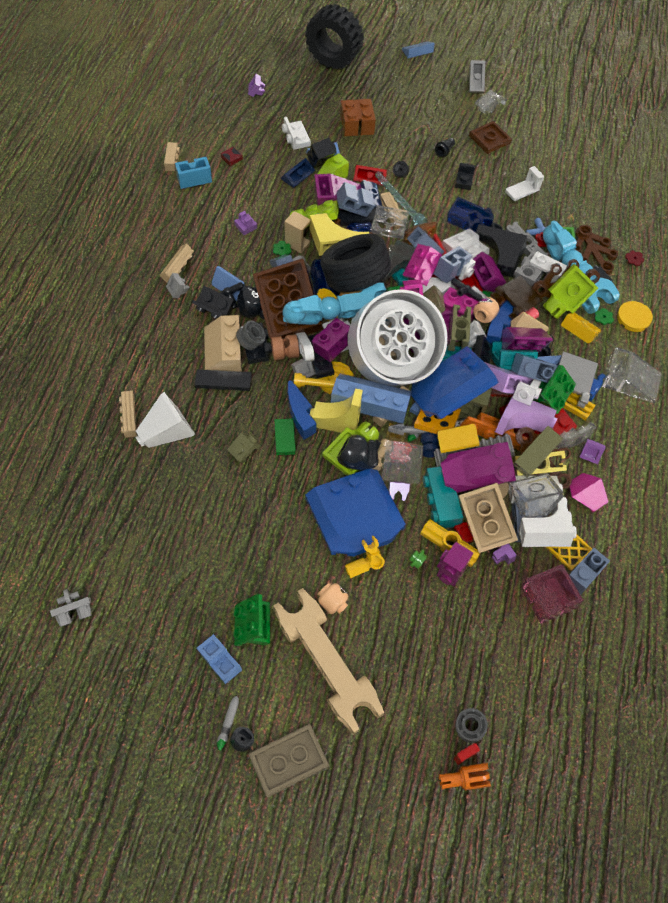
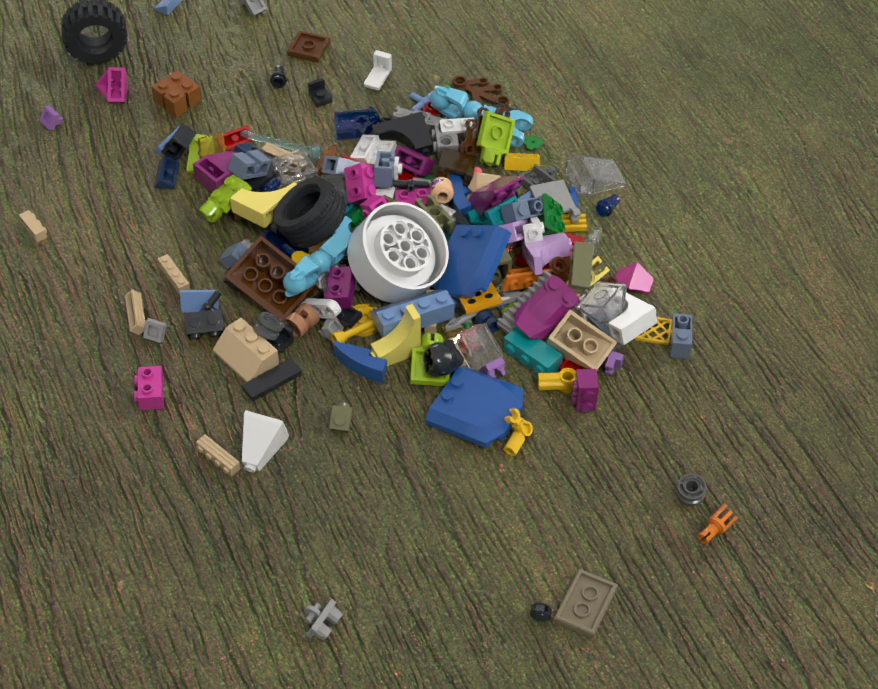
camera: 35 degrees left, 10 degrees down
(131, 327) = (150, 388): none -> dark pink brick
(193, 173) = (72, 230): dark azure brick -> none
(219, 659) = (471, 576): medium blue slope -> none
(227, 724) = (525, 622): light grey piece -> none
(230, 251) = (173, 273): none -> tan piece
(231, 156) = (90, 193): dark red tile -> none
(245, 223) = (162, 243): medium lavender tile -> none
(249, 303) = (238, 304): black piece -> none
(252, 621) = (471, 531): green bracket -> none
(282, 248) = (216, 245): green plant -> none
(284, 436) = (366, 389): green tile -> none
(294, 231) = (223, 221): tan panel -> none
(296, 134) = (131, 140): white bracket -> none
(321, 87) = (114, 84): none -> dark pink slope
(333, 598) = (517, 475): light nougat head -> none
(342, 168) = (211, 144): none -> clear yellow piece
(348, 691) = (584, 528): tan piece -> none
(401, 169) = (257, 117): black tile -> none
(417, 558) = (553, 407): bright green plate -> none
(458, 438) = (510, 298): yellow slope -> none
(466, 754) = (704, 509): red tile -> none
(489, 101) = (282, 15): clear slope -> none
(551, 593) = (670, 365): clear pink piece -> none
(582, 347) = (537, 176): none -> dark grey slope
(592, 451) = (612, 248): medium lavender tile -> none
(620, 410) = (607, 205): none -> clear blue cone
(634, 258) = (517, 81): dark red plant -> none
(634, 316) = (556, 128): yellow tile -> none

